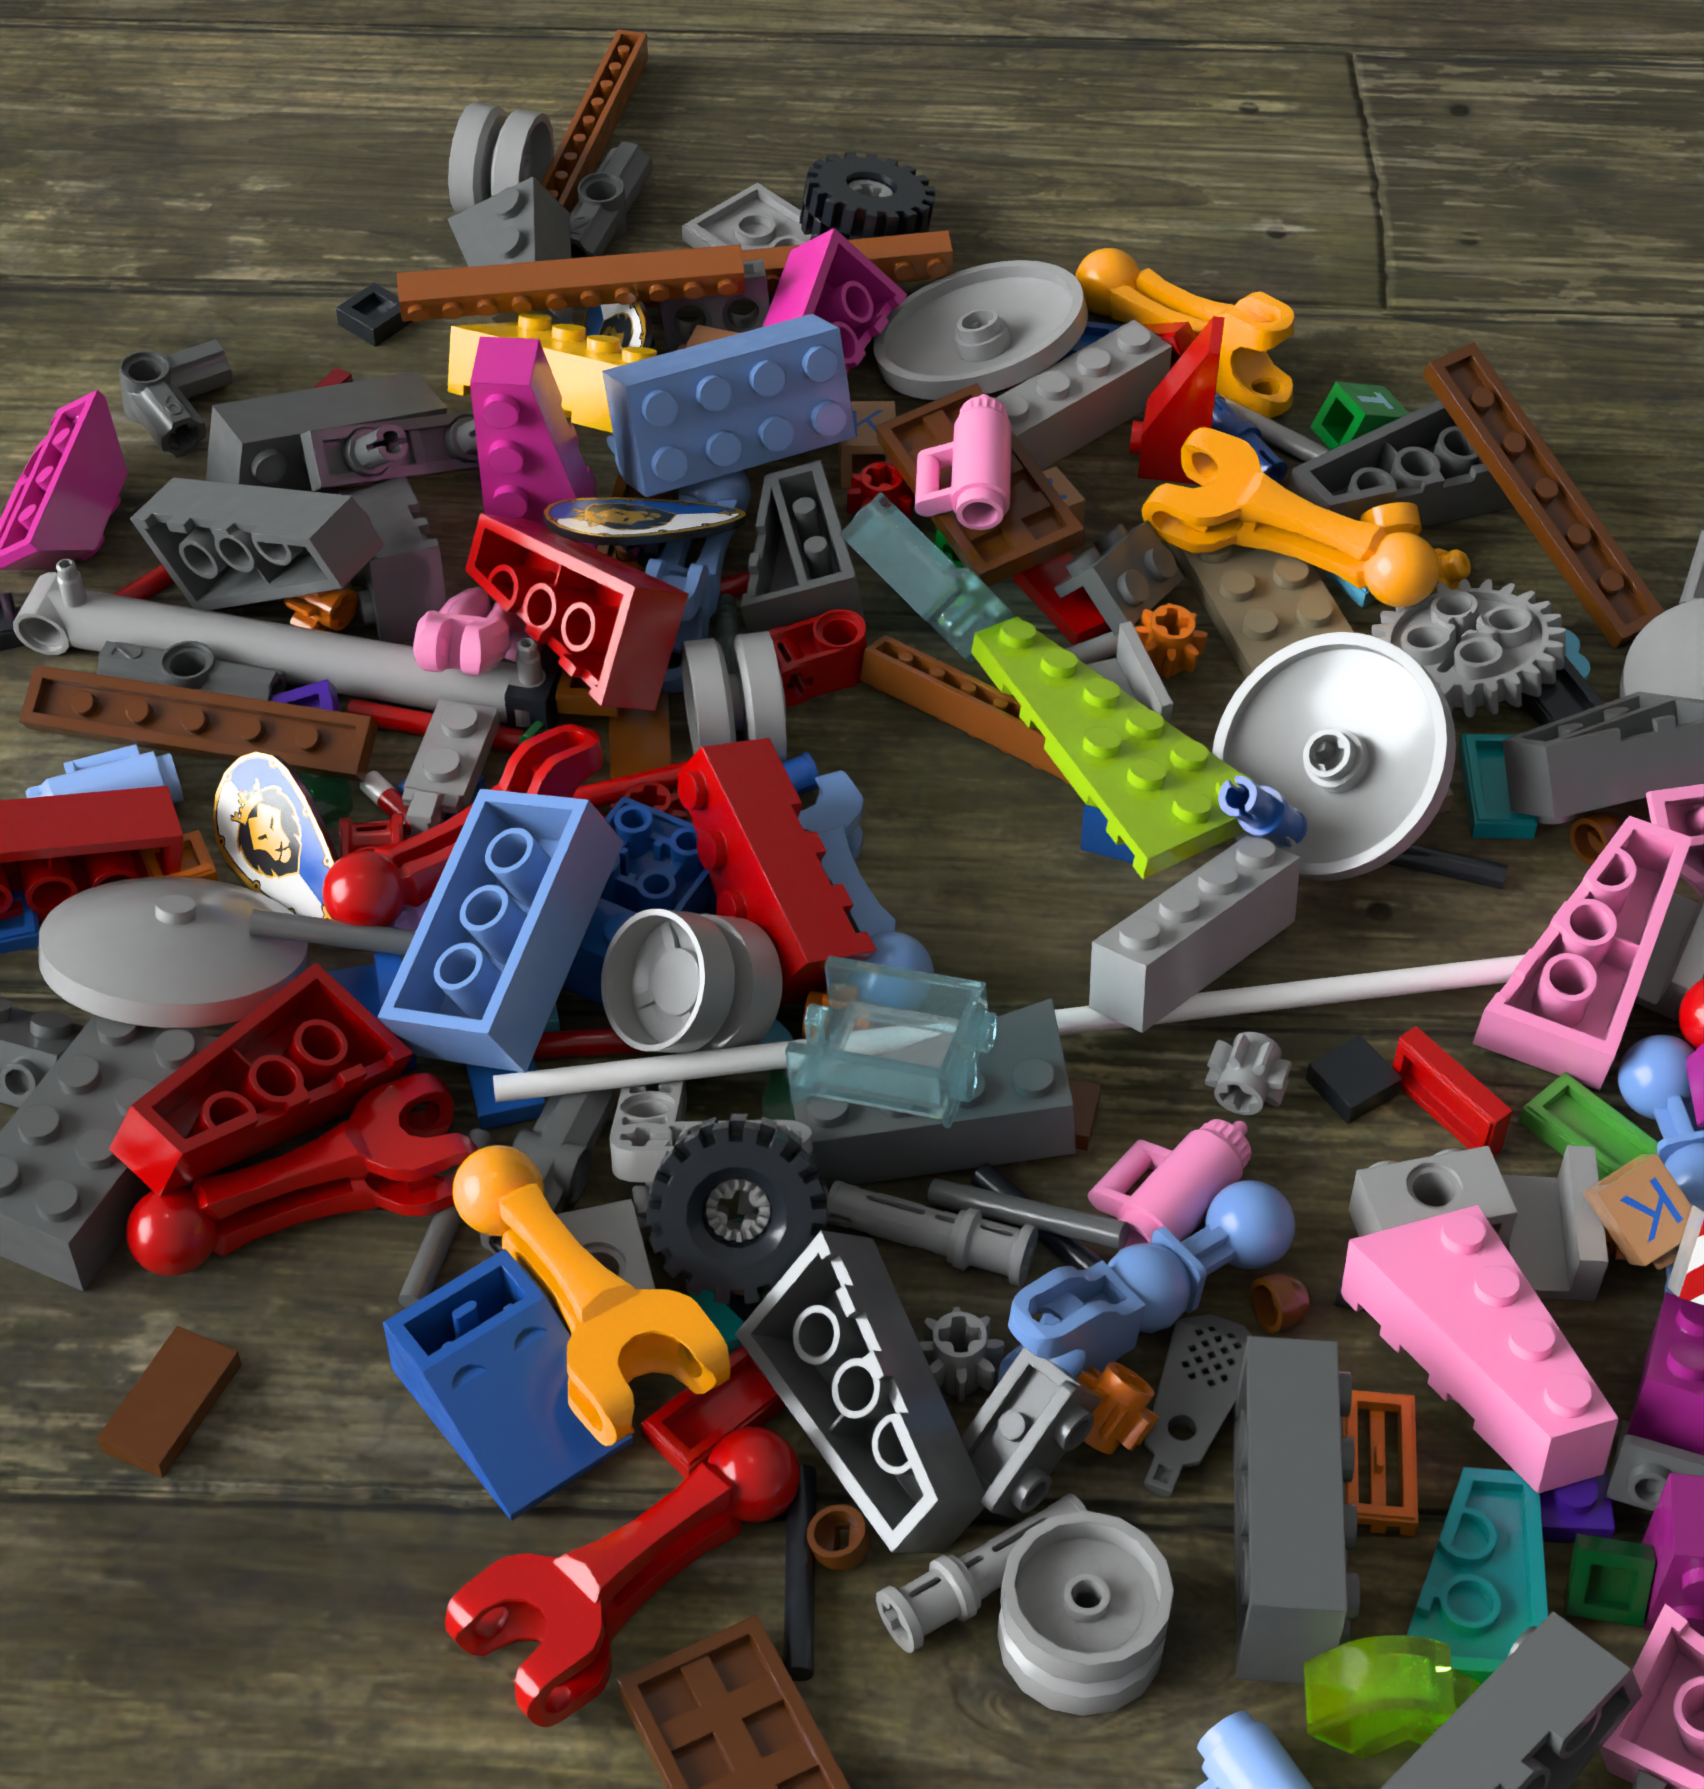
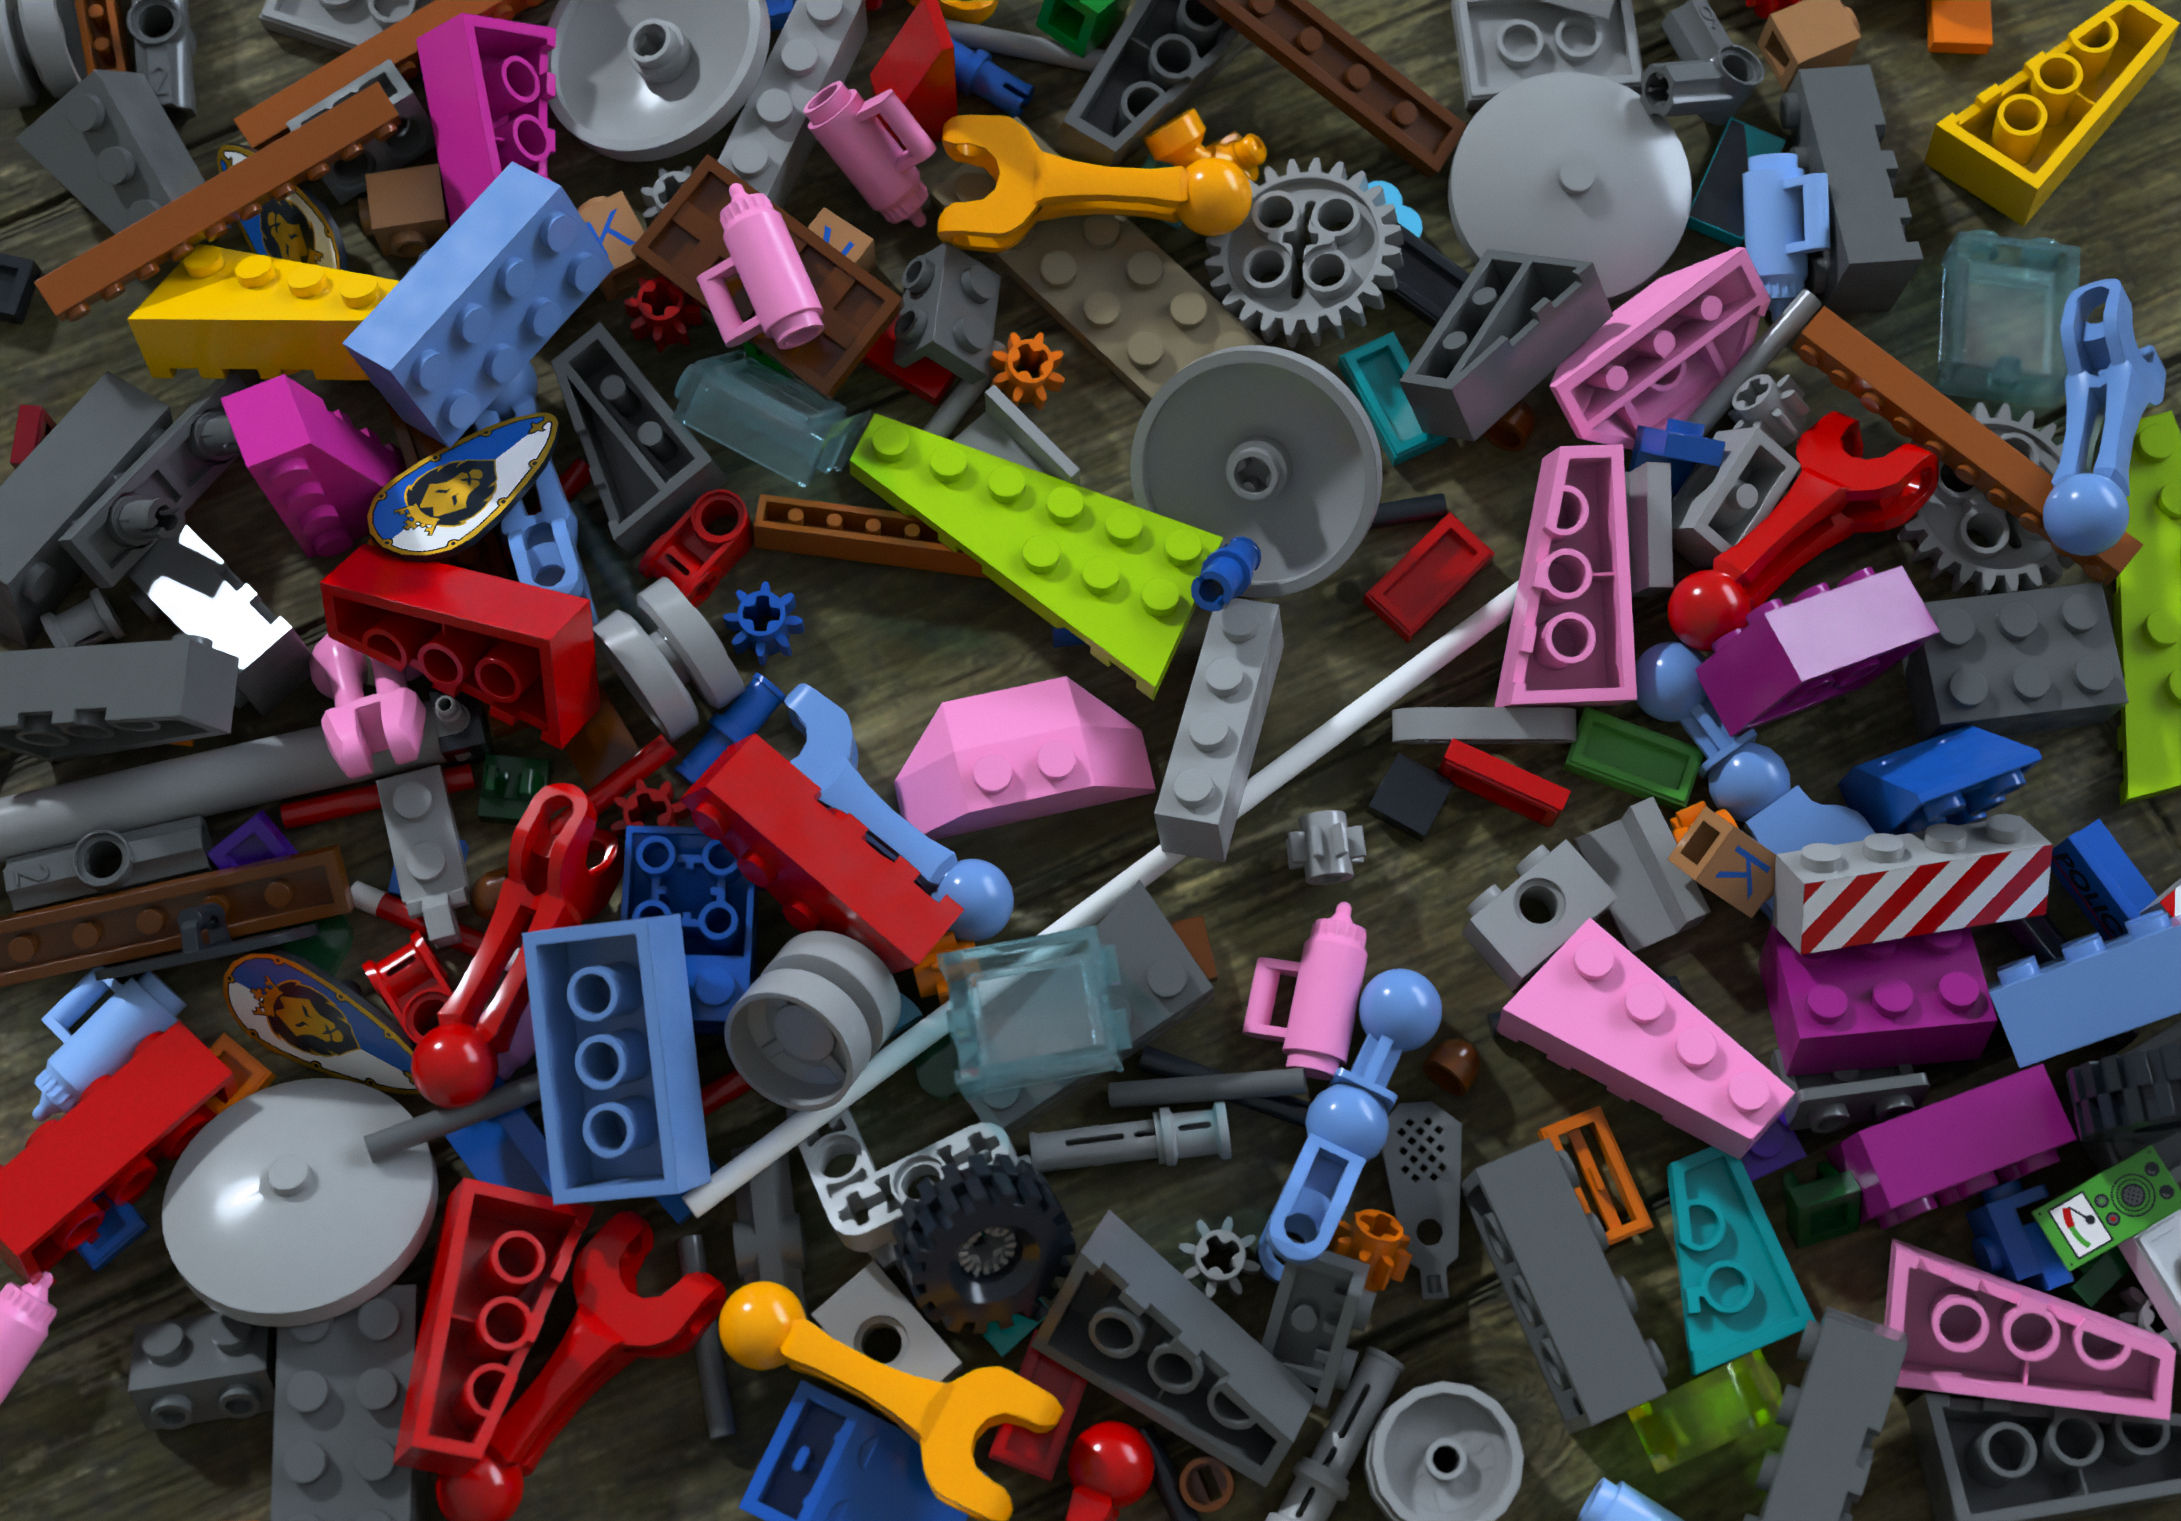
camera: 30 degrees left, 25 degrees up
(221, 737) = (211, 918): none -> black shield
(833, 725) = (750, 615): none -> blue gear
(1000, 906) = (1020, 759): none -> bright pink wedge
(1115, 444) = (869, 153): none -> bright pink piece
(1461, 924) = (1428, 577): none -> red tile
(1490, 1055) = (1484, 725): none -> light grey beam

